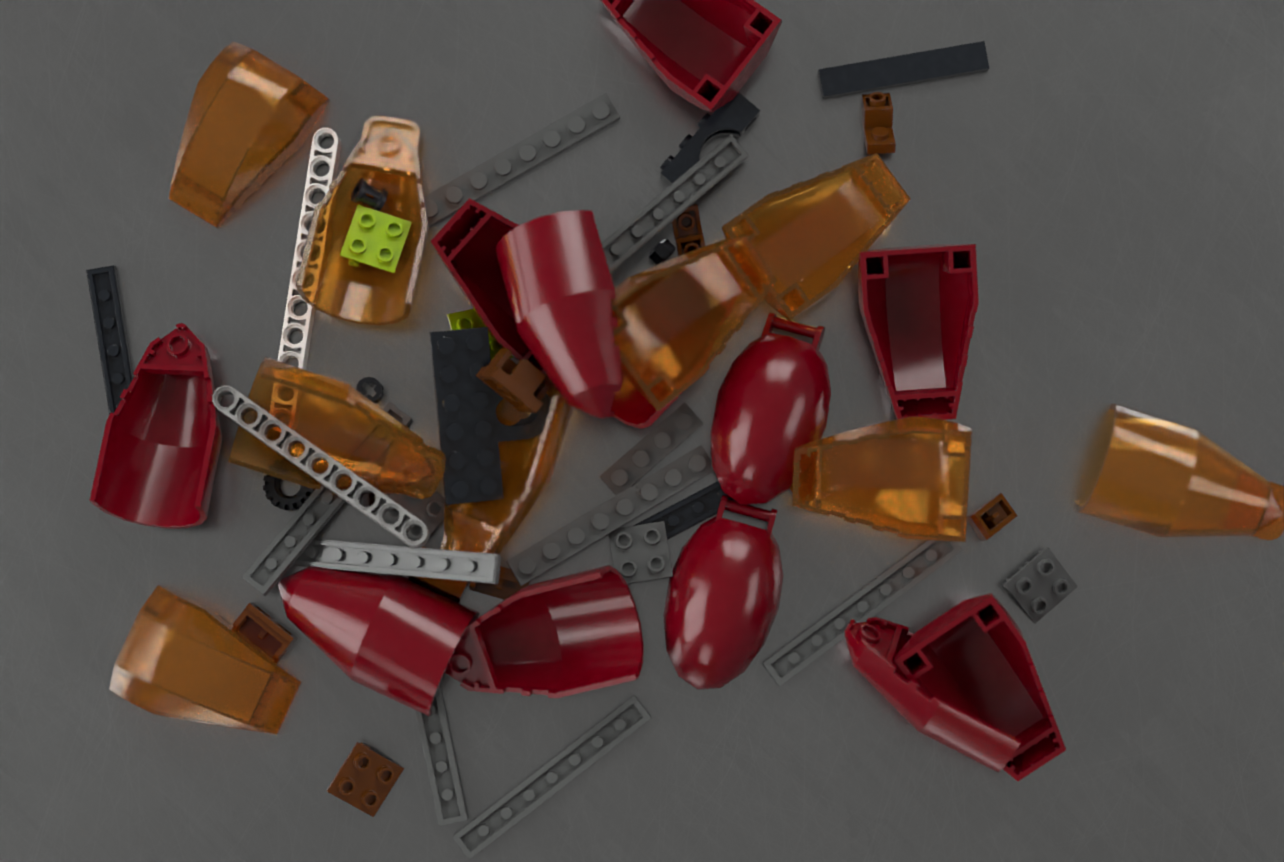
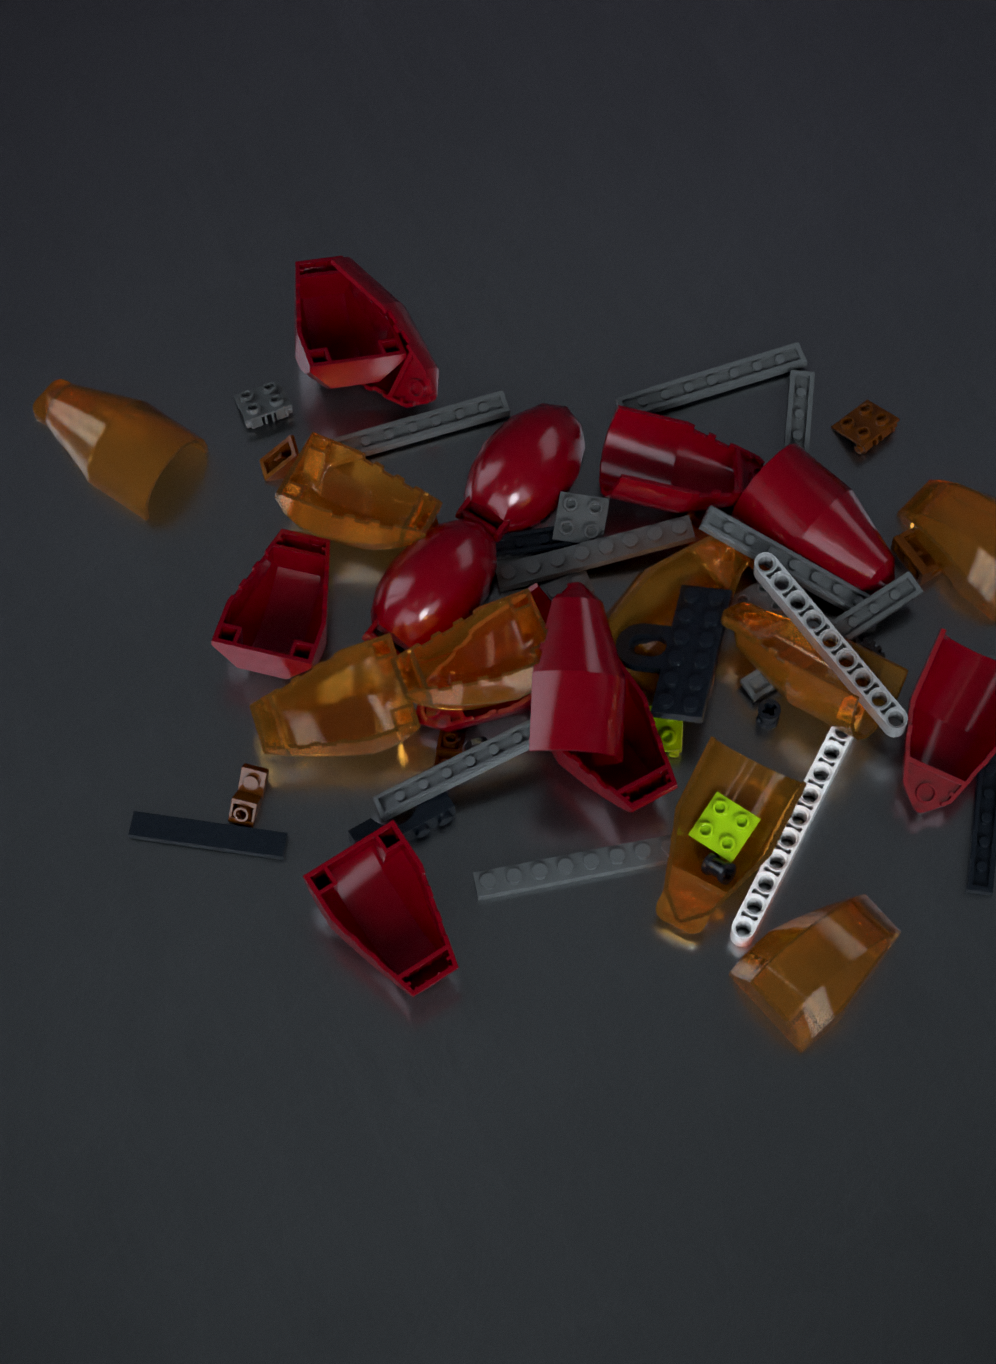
camera: 160 degrees left, 20 degrees down
(516, 383) = (653, 659): reddish brown panel -> none

